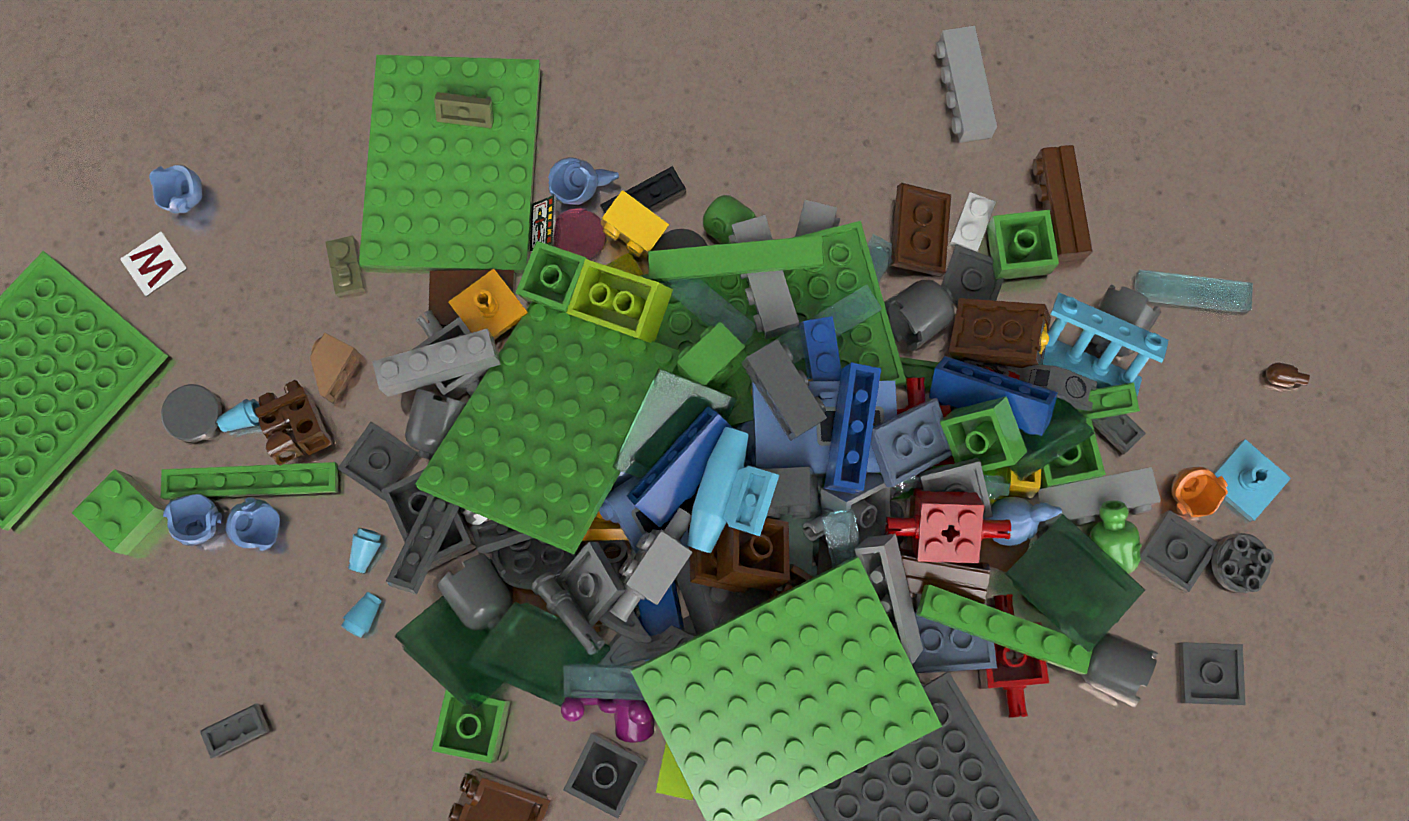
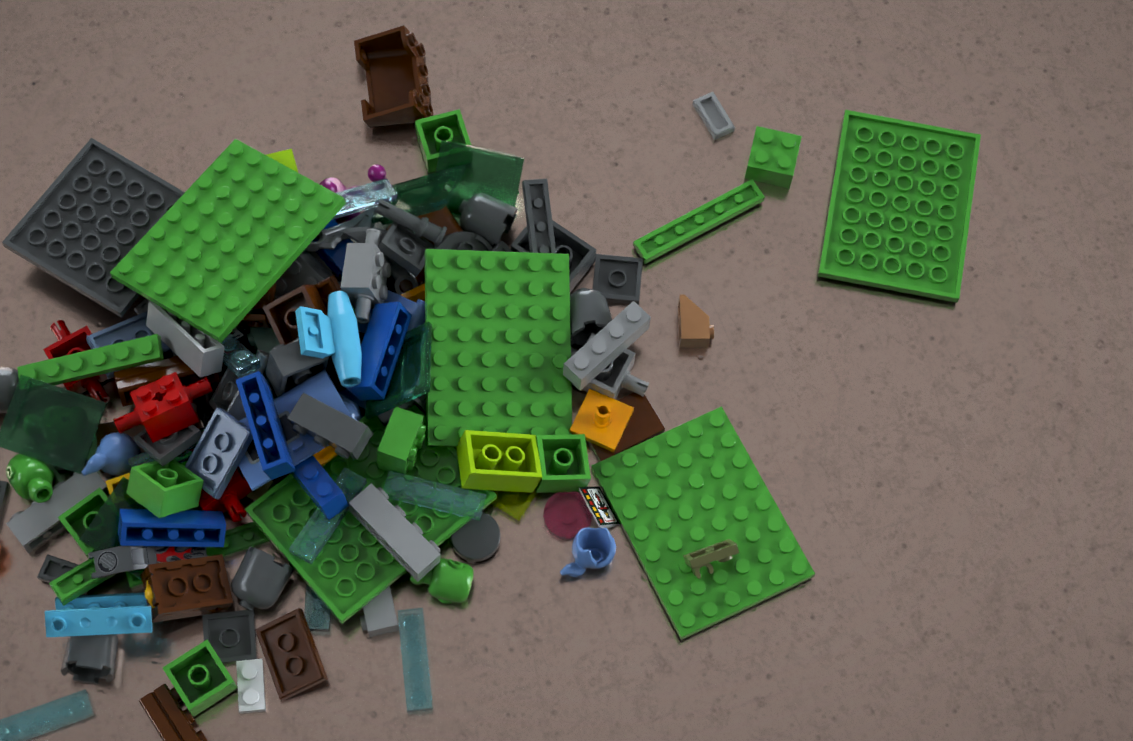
camera: 145 degrees right, 10 degrees down
(150, 605) = (713, 115): none -> light grey tile
(153, 263) = (877, 335): white sticker -> none
(176, 188) = (893, 389): medium blue cap -> none
(191, 413) = (771, 244): dark grey tile -> none
(192, 519) = (719, 174): medium blue cap -> none
(234, 731) = (603, 69): dark grey plate -> none
(240, 416) = (734, 259): medium azure cone -> none
(253, 524) = (675, 191): medium blue cap -> none
(291, 412) = (695, 276): reddish brown hips -> none
(345, 266) = (733, 402): olive plate -> none
(361, 615) = (563, 174): medium azure cone -> none
(363, 548) = (589, 216): medium azure cone -> none
(605, 775) = (334, 153): dark grey brick -> none
(633, 224) = (522, 530): yellow brick -> none
(654, 191) = (533, 571): black tile -> none
(736, 258) = (421, 526): bright green tile -> none
(802, 167) = (415, 660): none -> clear light blue plate

